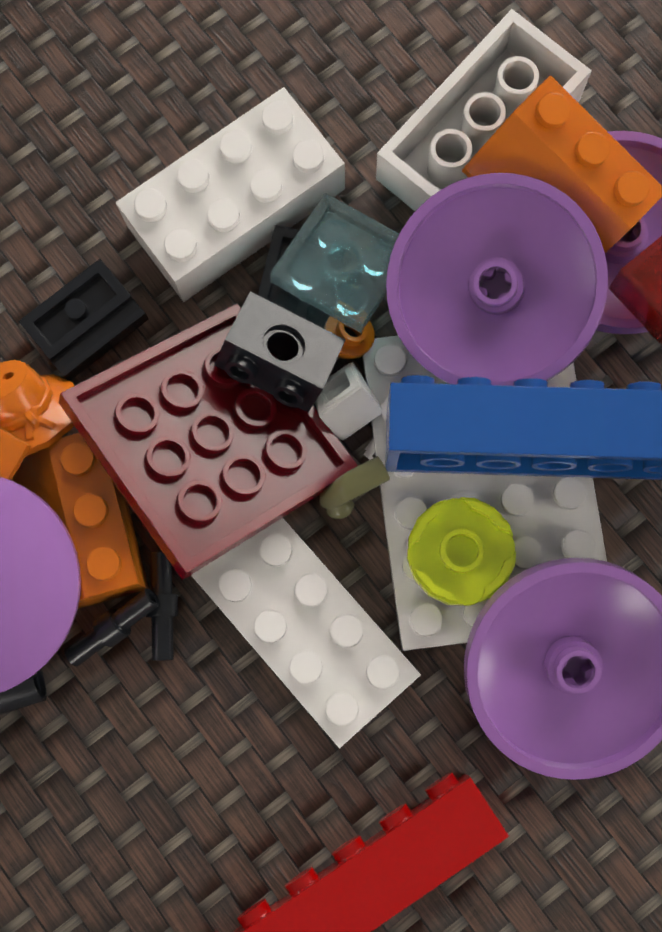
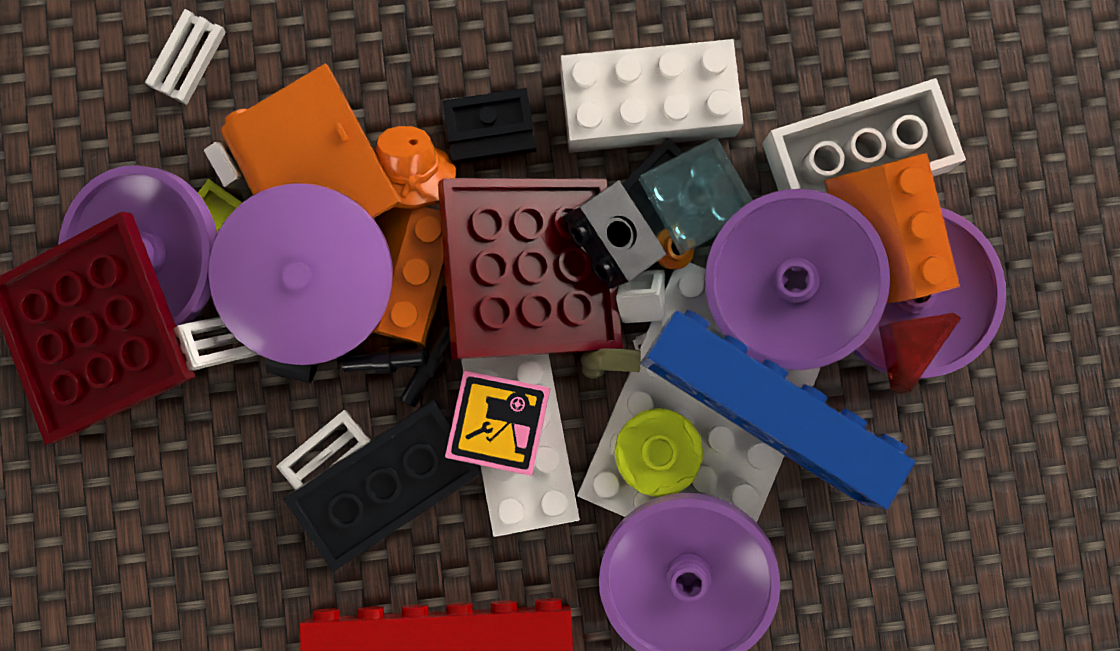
camera: 20 degrees right, 5 degrees up
(89, 816) = (353, 431): none -> white tile
(186, 766) = (380, 486): none -> black plate
(271, 621) = (497, 423): none -> piece

